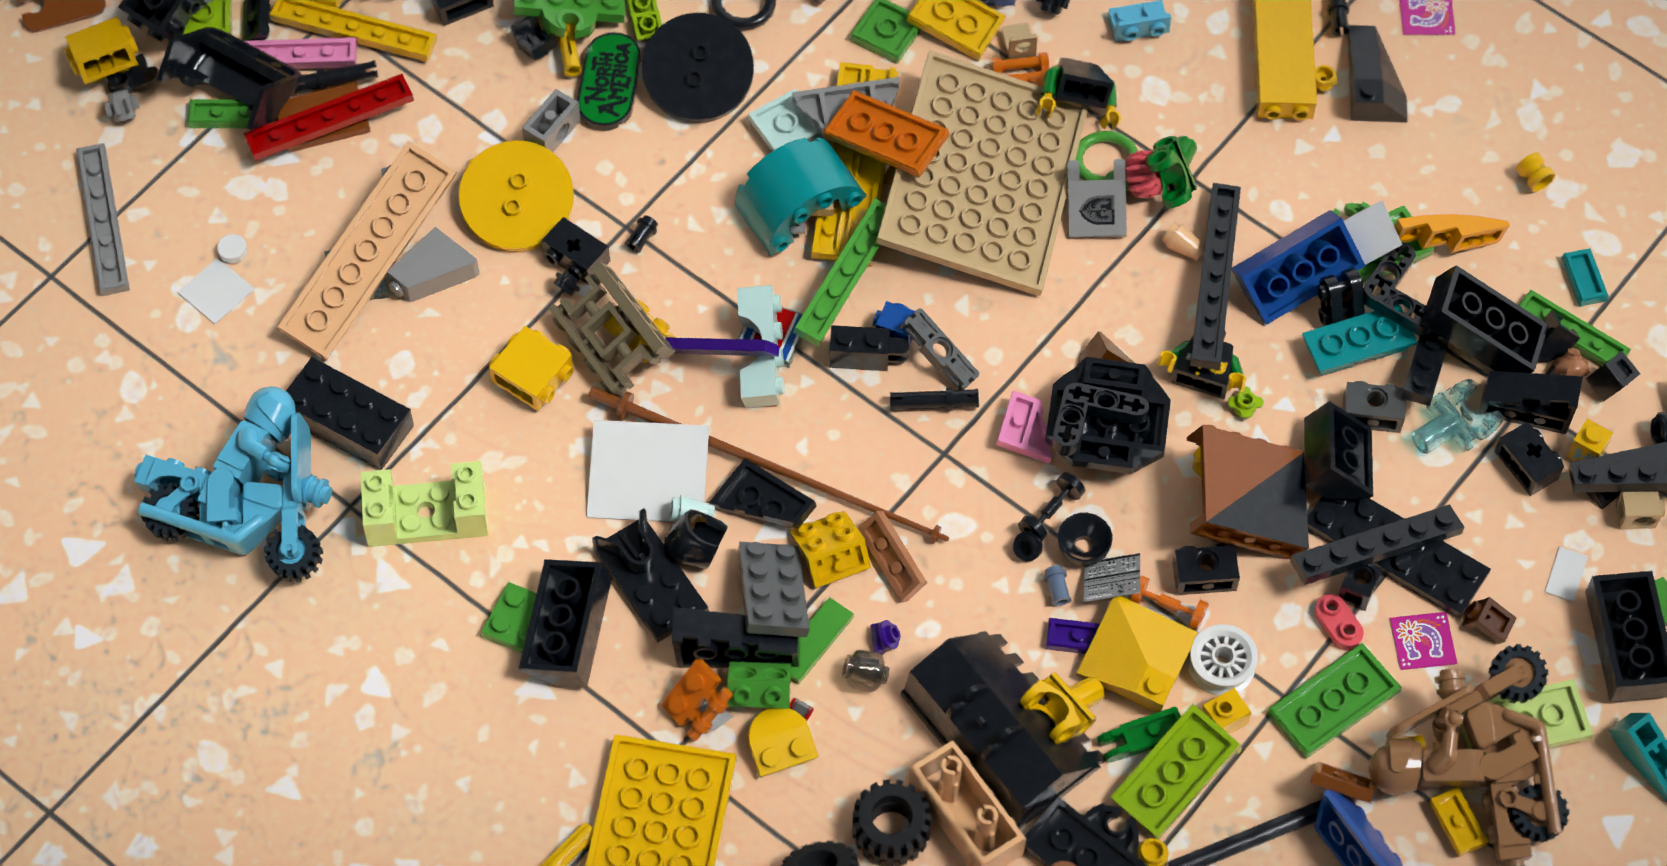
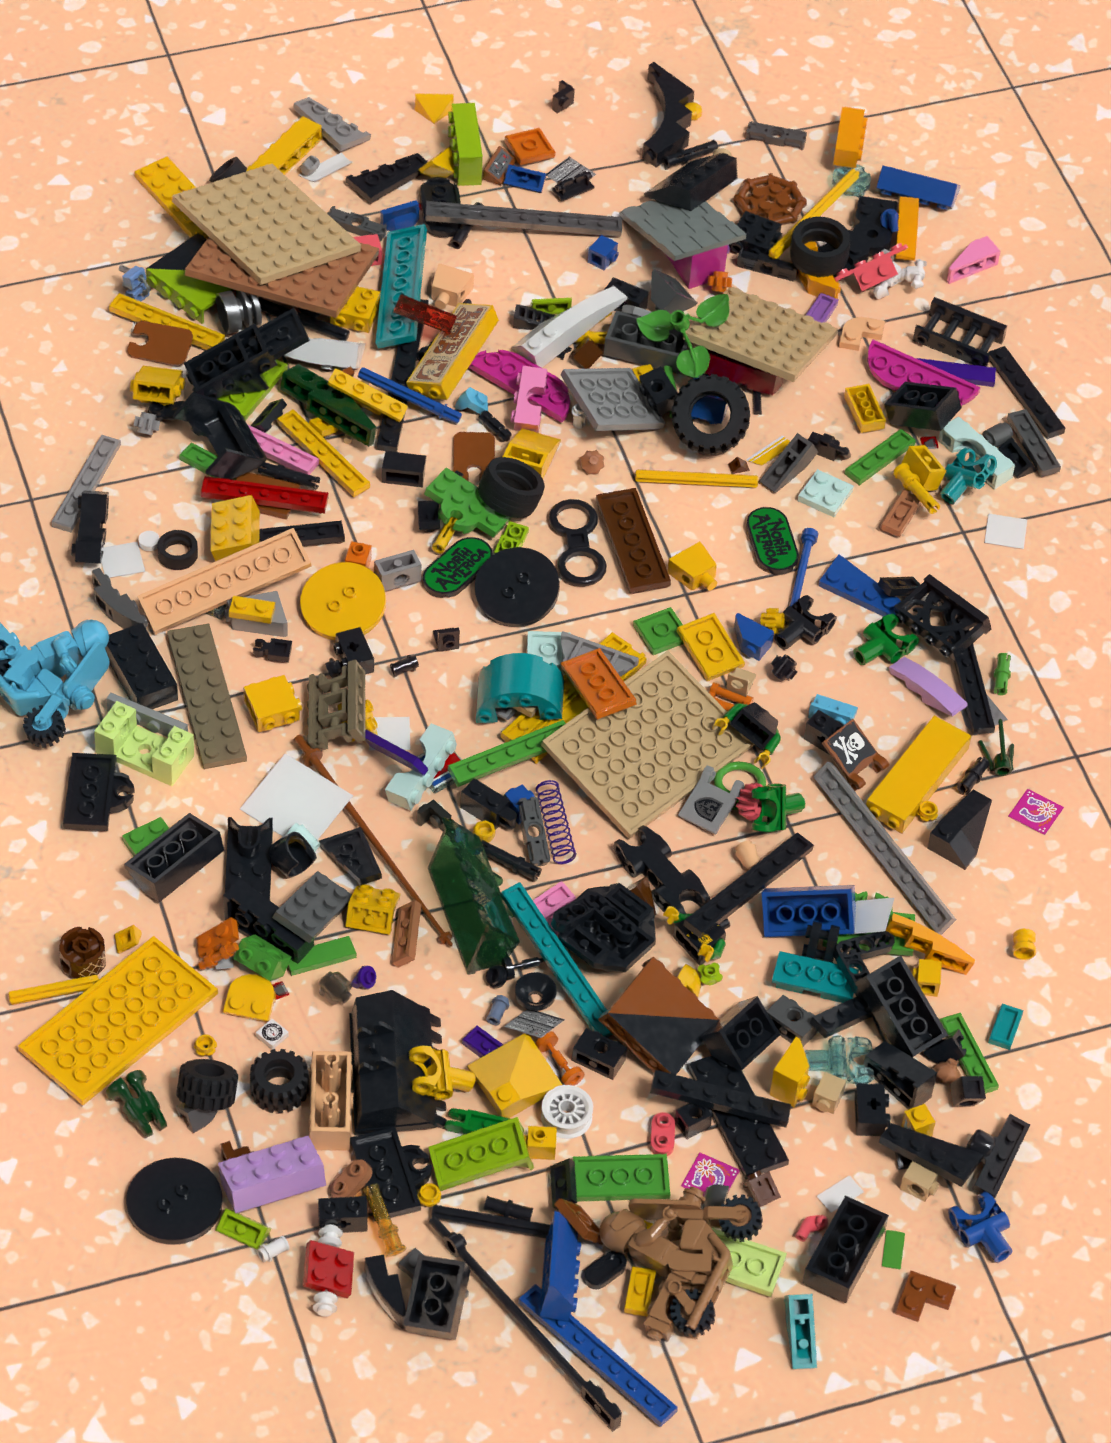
camera: 30 degrees right, 10 degrees down
(161, 280) = (91, 533): none -> black brick
(266, 354) = (117, 608): none -> dark grey slope
(280, 259) = (177, 562): none -> black tyre
(328, 179) = (234, 526): none -> yellow brick
(403, 469) = (147, 717): none -> light grey plate
(408, 598) = (95, 792): none -> black plate
(418, 130) = (309, 533): none -> black plate
(426, 267) = (252, 609): none -> yellow plate
(445, 401) = (206, 696): none -> dark tan plate
(483, 297) = (276, 650): none -> black plate
(491, 129) = (359, 554): none -> orange brick
(551, 807) = (82, 952): none -> reddish brown brick
(584, 755) = (127, 938): none -> yellow slope
(668, 174) = (447, 639): none -> black bracket
(688, 319) = (394, 730): none -> white sticker
(772, 823) = (205, 1040): none -> yellow plate
(816, 392) = (434, 813): none -> pearl dark grey bracket
(834, 769) = (272, 1034): none -> white tile
(881, 381) = (484, 830): none -> yellow tile
(939, 474) = (471, 899): none -> clear green piece
(970, 334) = (554, 819): none -> dark purple piece
(1084, 487) = (556, 956): none -> teal tile
(1088, 309) = (653, 862): none -> black piece
(1159, 49) = (819, 728): none -> black brick
(1206, 57) = (853, 753): none -> flag
(1230, 421) = (690, 979): none -> yellow brick
(1249, 815) = (508, 1208): none -> black pin
(1285, 748) = (563, 1182): none -> black plate
(1313, 146) = (885, 848): none -> light grey plate
(1401, 820) = (605, 1270): none -> black tile
(1427, 468) = (791, 1075): none -> yellow slope
(1463, 659) = (715, 1195): none -> dark grey brick
(1473, 262) = (928, 976): none -> yellow brick
(1473, 466) = (829, 1093): none -> tan brick
(1568, 629) = (811, 1224): none -> coral arm

